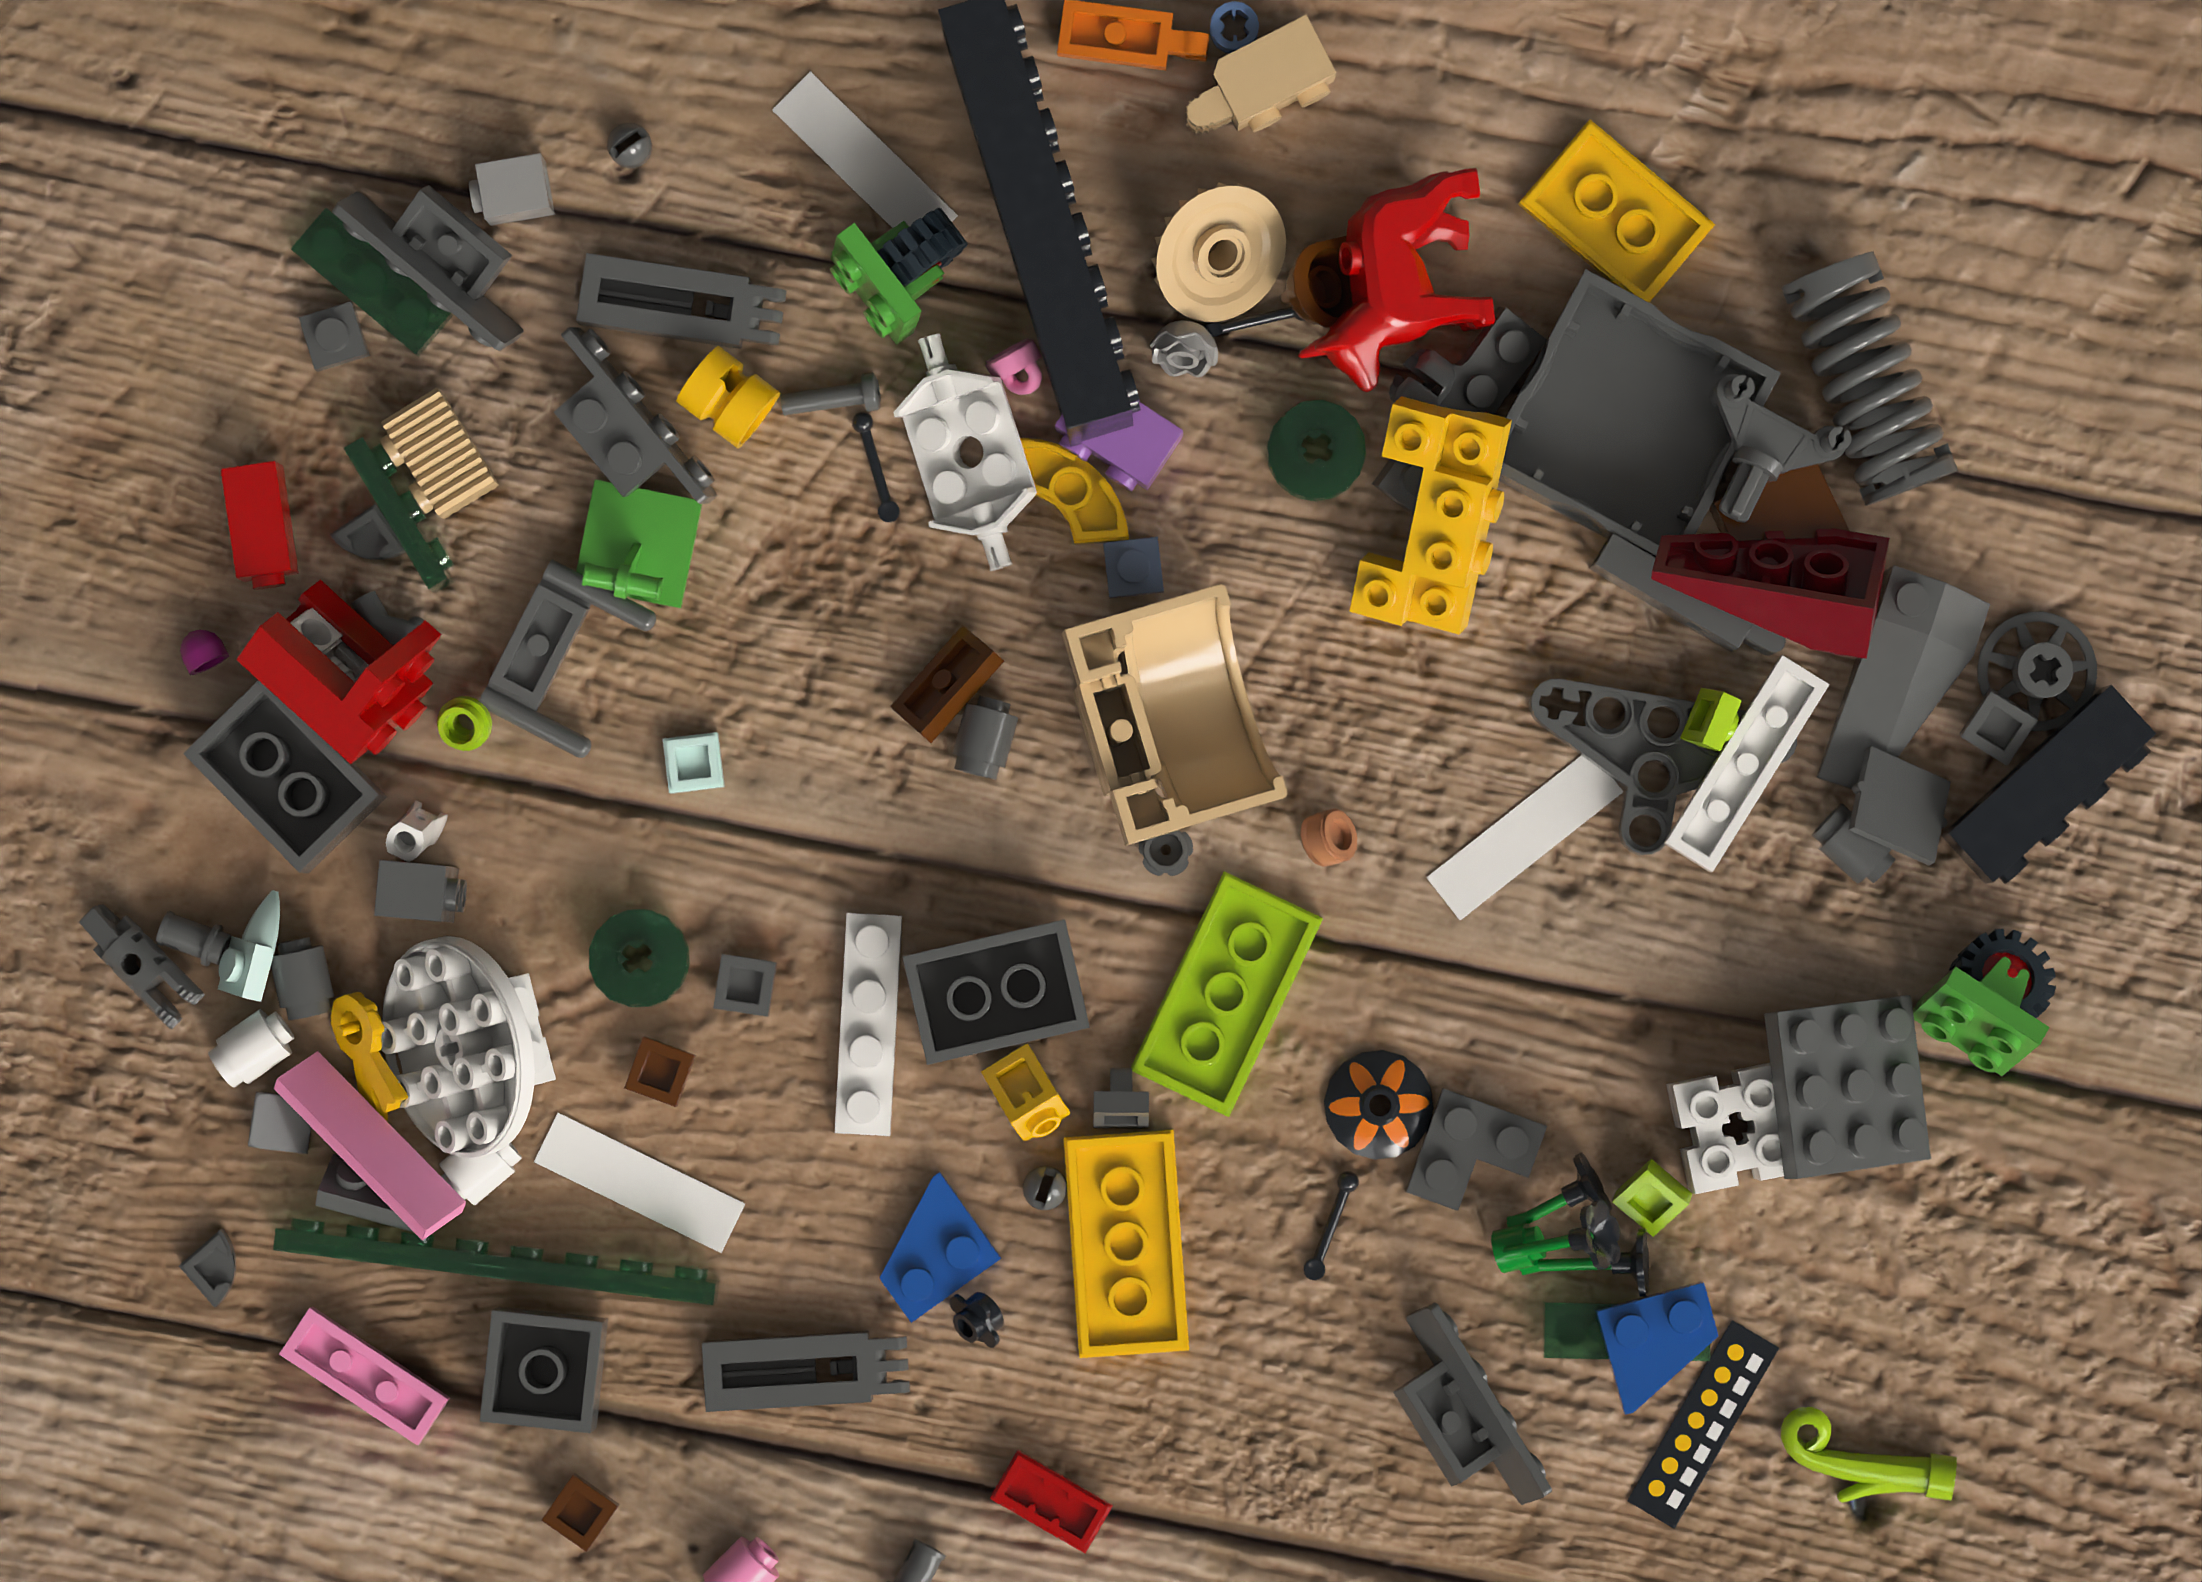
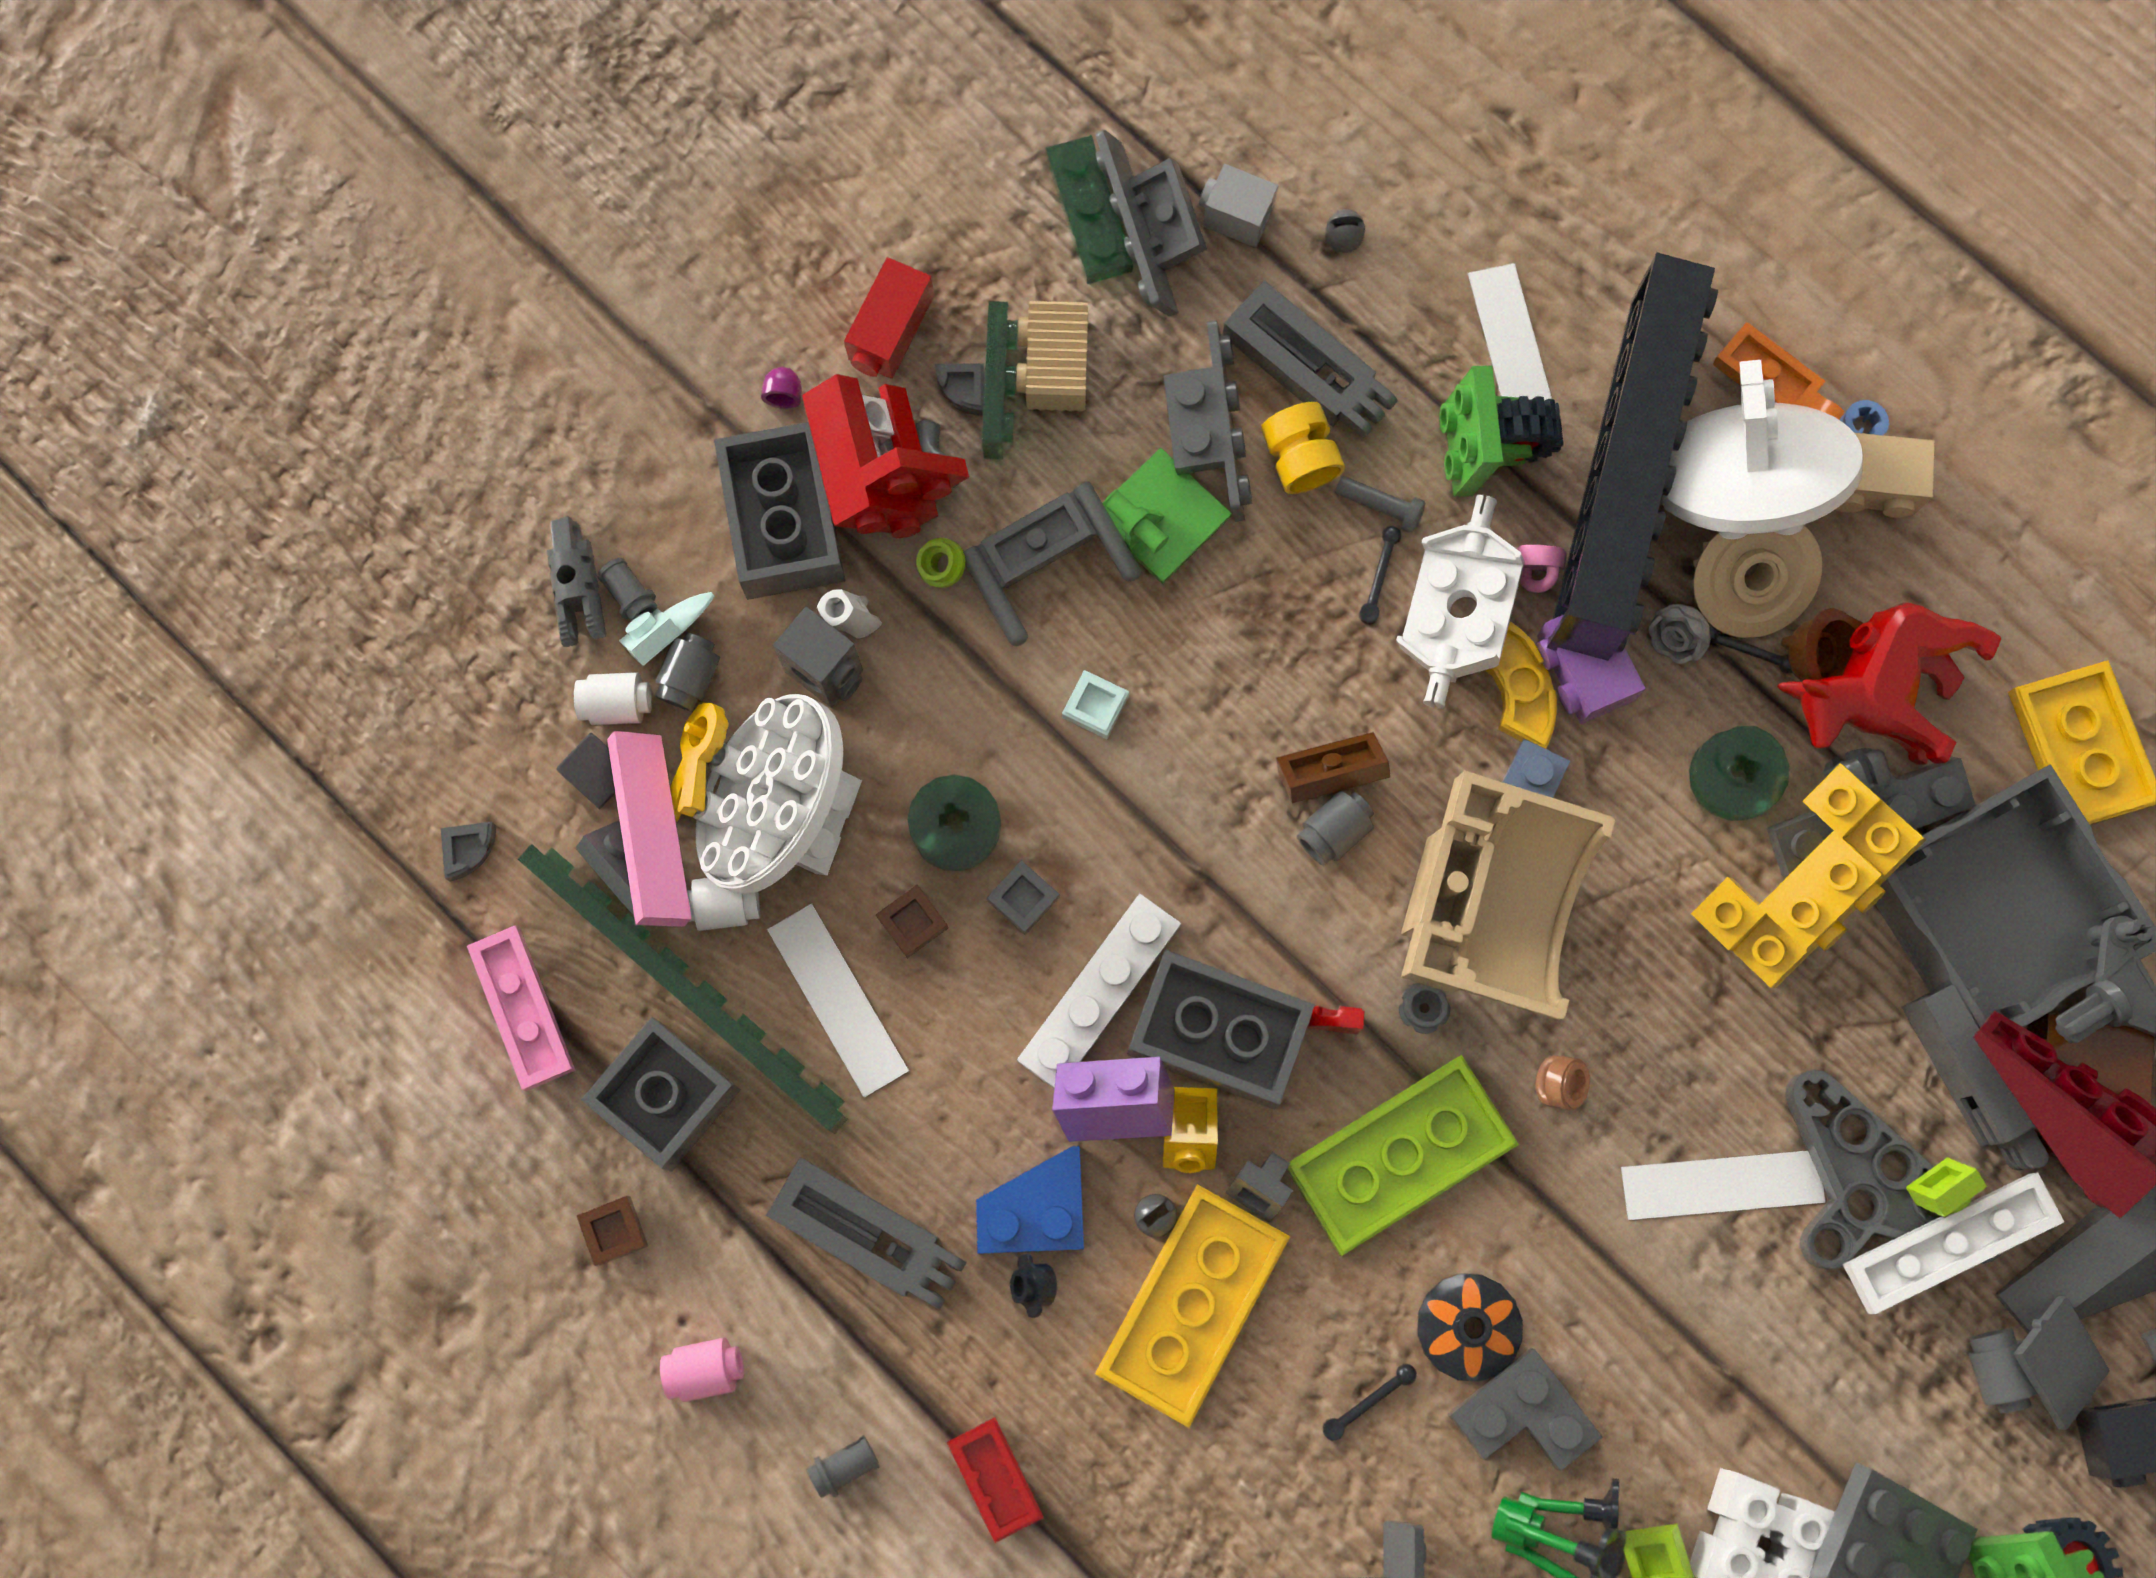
camera: 30 degrees right, 10 degrees down
(334, 336) = (1035, 230): dark grey plate -> none
(943, 1115) = (1113, 1099): none -> medium lavender brick
(1092, 912) = (1343, 1020): none -> red tile
(1158, 153) = (1762, 464): none -> white bracket

